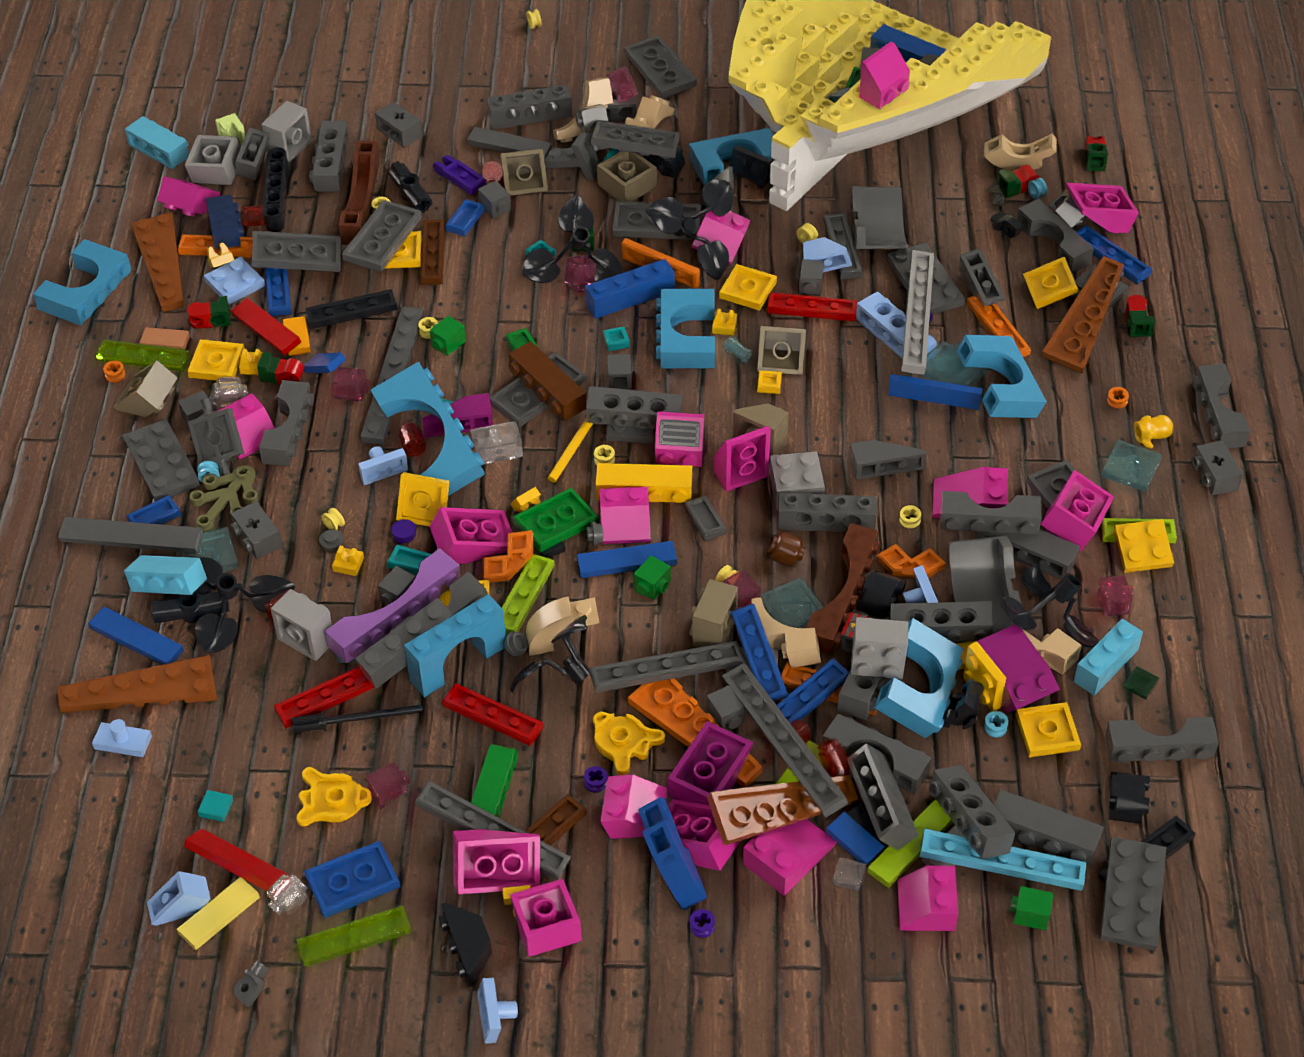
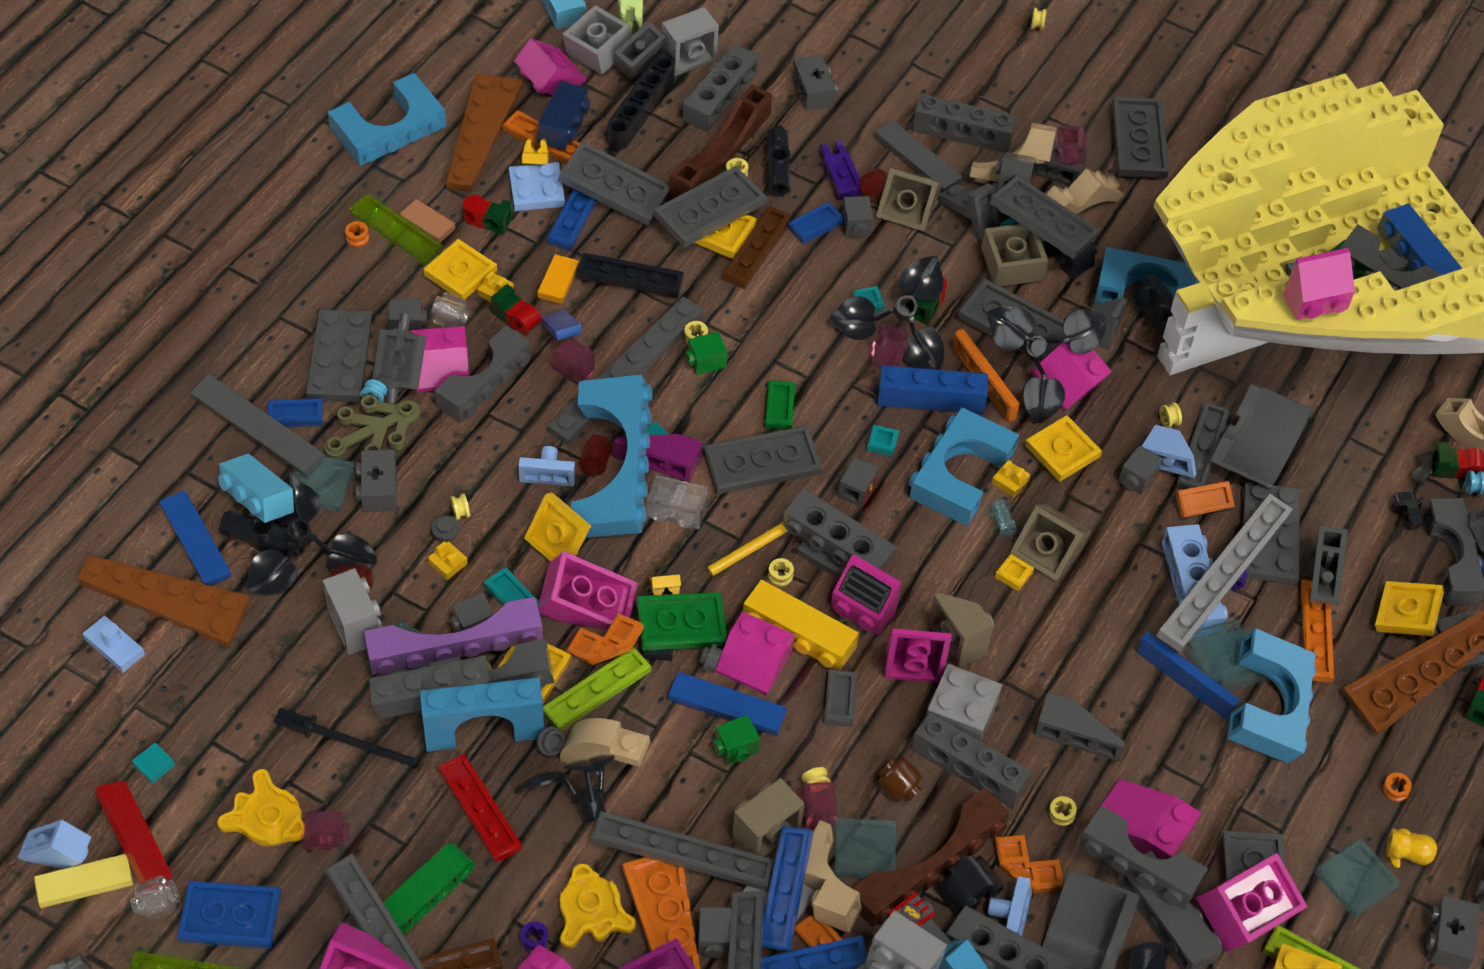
camera: 25 degrees right, 5 degrees up
(147, 391) = (372, 272): dark tan slope -> none
(253, 216) = (598, 120): clear red tile -> none
(266, 326) = (532, 255): red tile -> none
(323, 696) = (324, 699): red tile -> none
(404, 531) = (523, 555): dark purple tile -> none
(547, 381) = (772, 457): reddish brown brick -> none
(812, 306) = (1120, 505): red tile -> none
(867, 277) = (1205, 499): none -> orange tile

